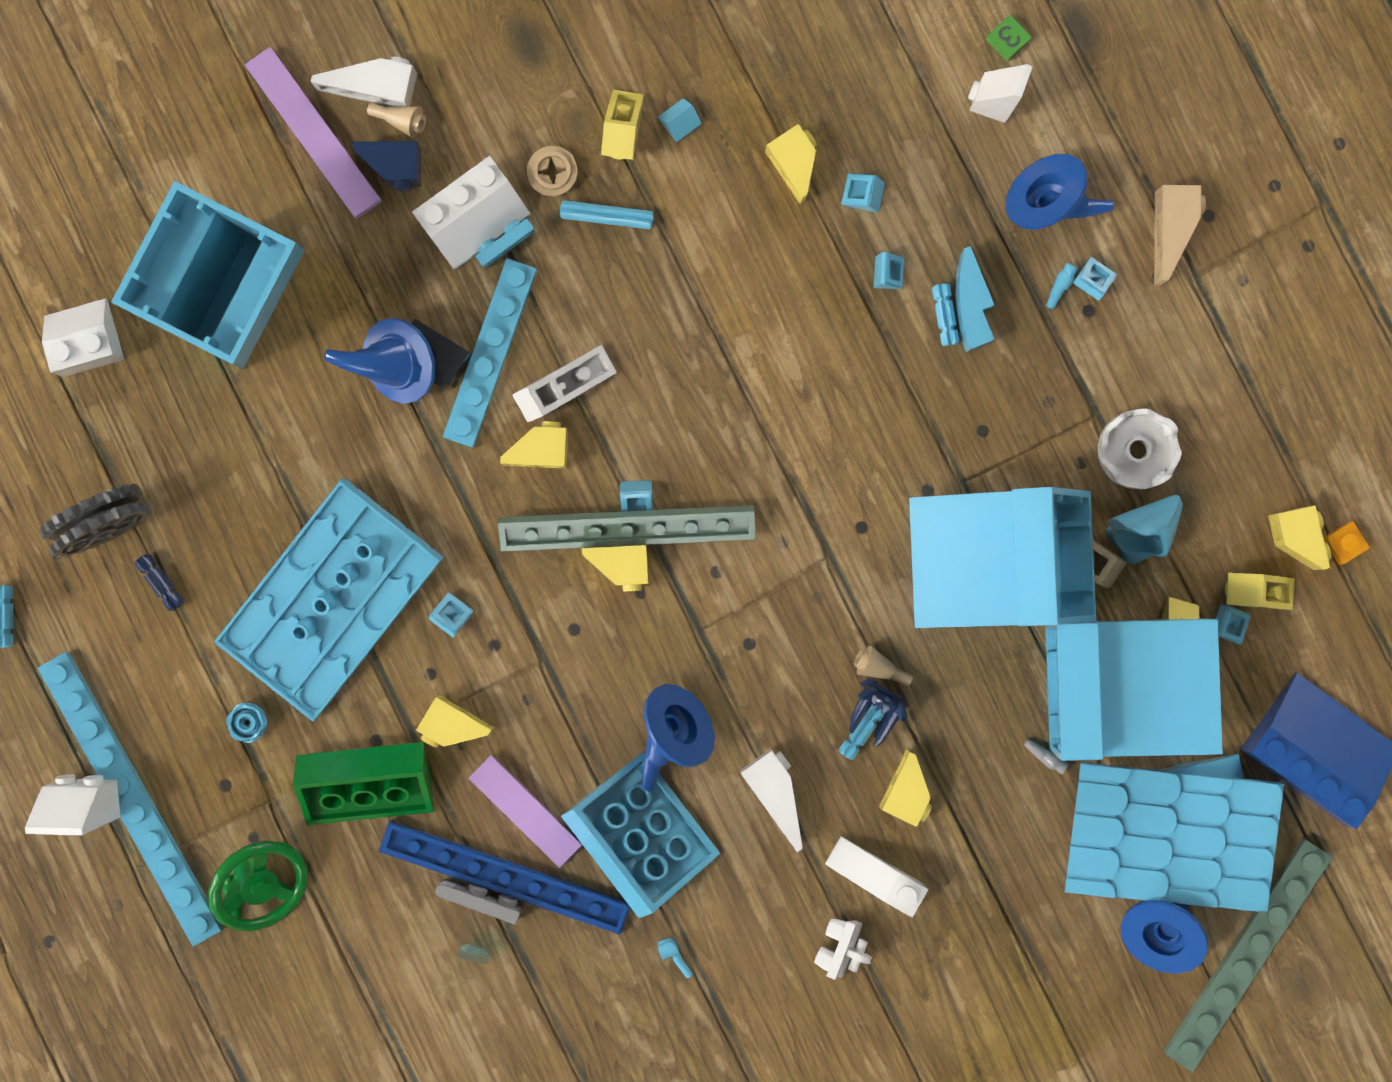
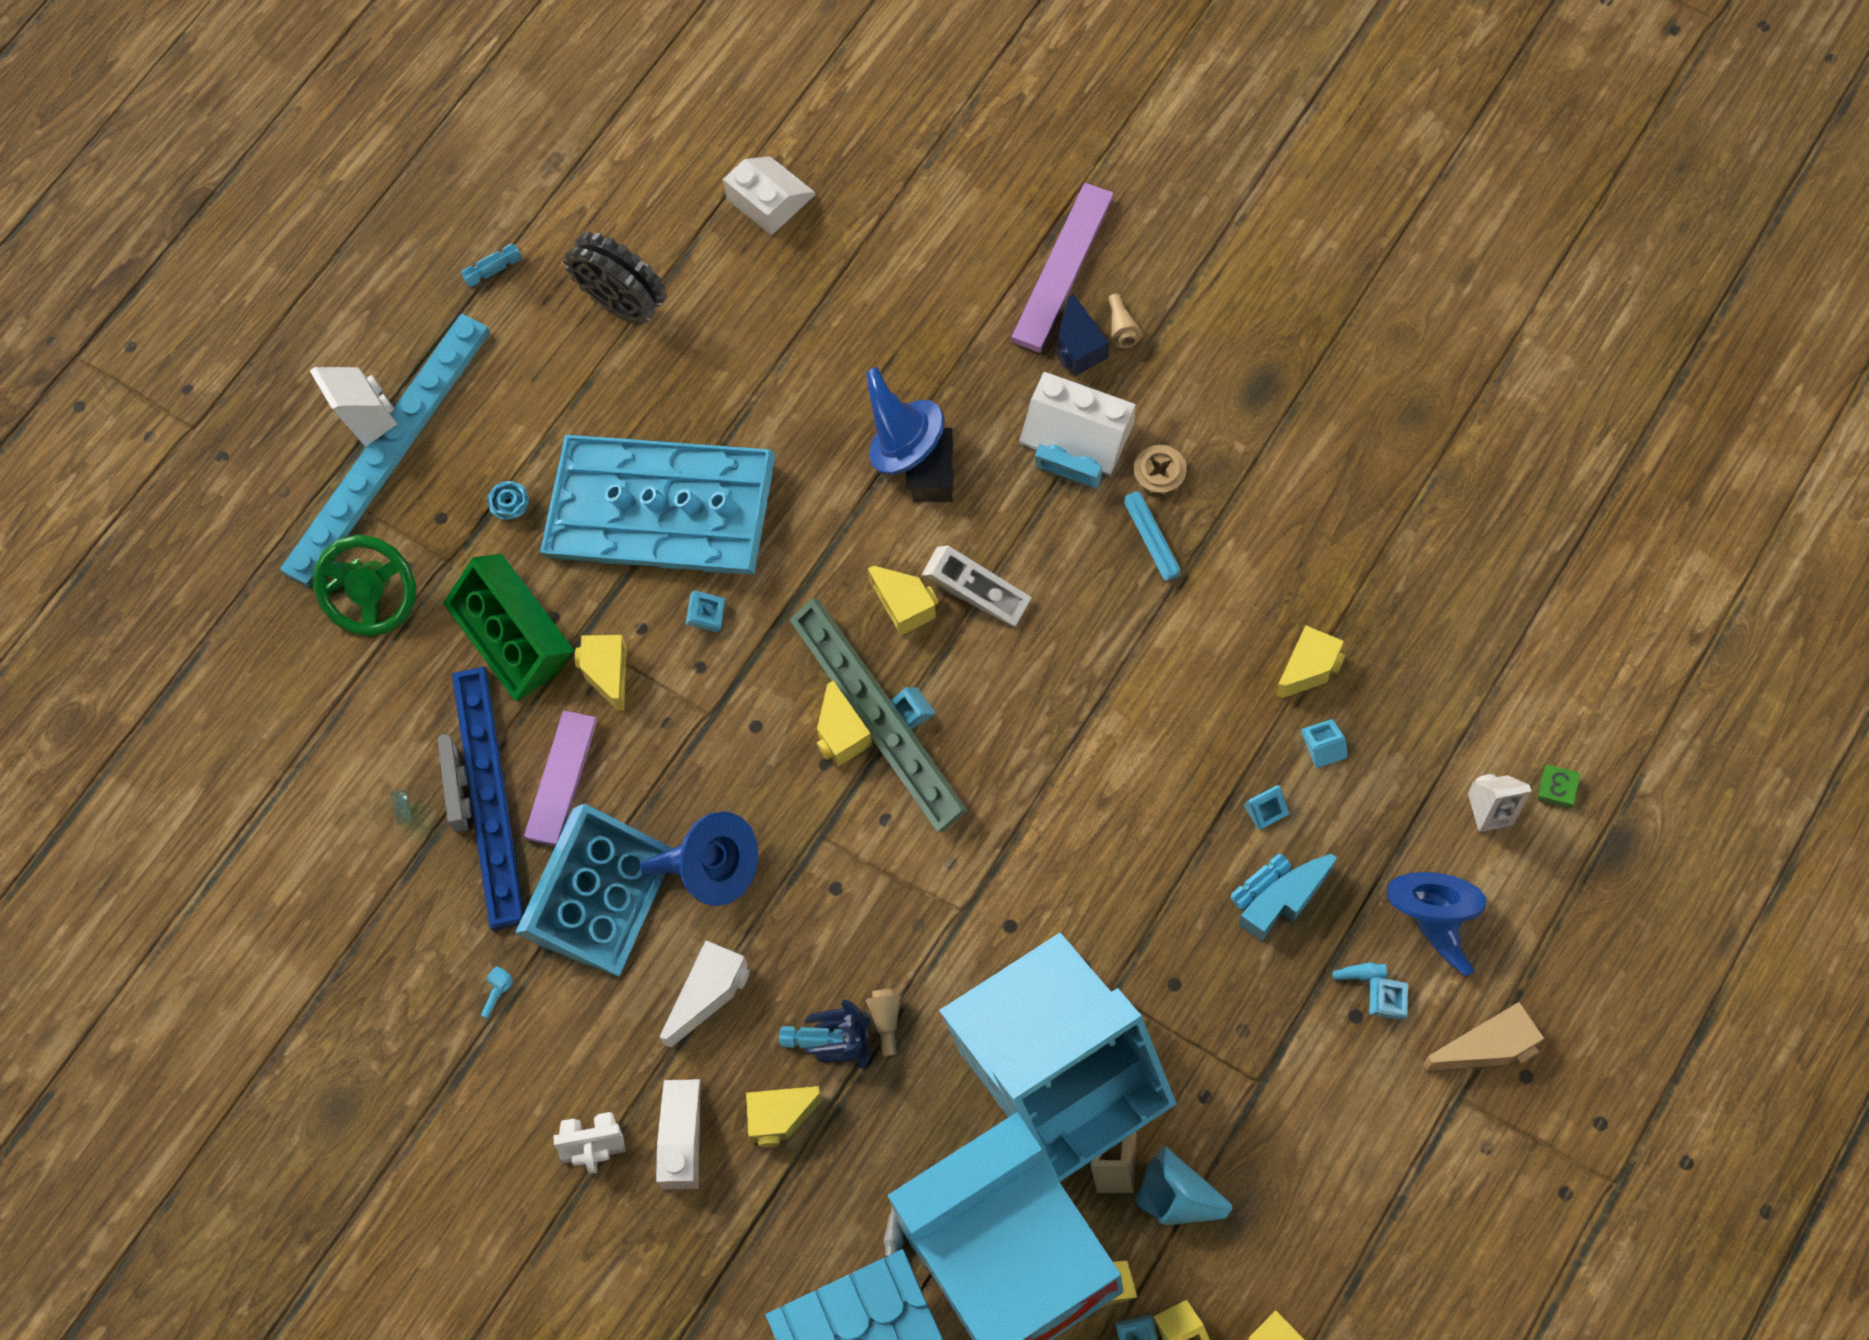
camera: 65 degrees right, 20 degrees down
(159, 582) = (592, 365): dark blue axle -> none
(208, 275) = (876, 240): medium azure piece -> none
(373, 81) = (1139, 284): white slope -> none
(490, 353) = (963, 512): medium azure plate -> none
(622, 124) = (1240, 500): light yellow slope -> none
(680, 119) = (1279, 548): medium azure slope -> none
(1161, 447) = (1256, 1112): white plate -> none

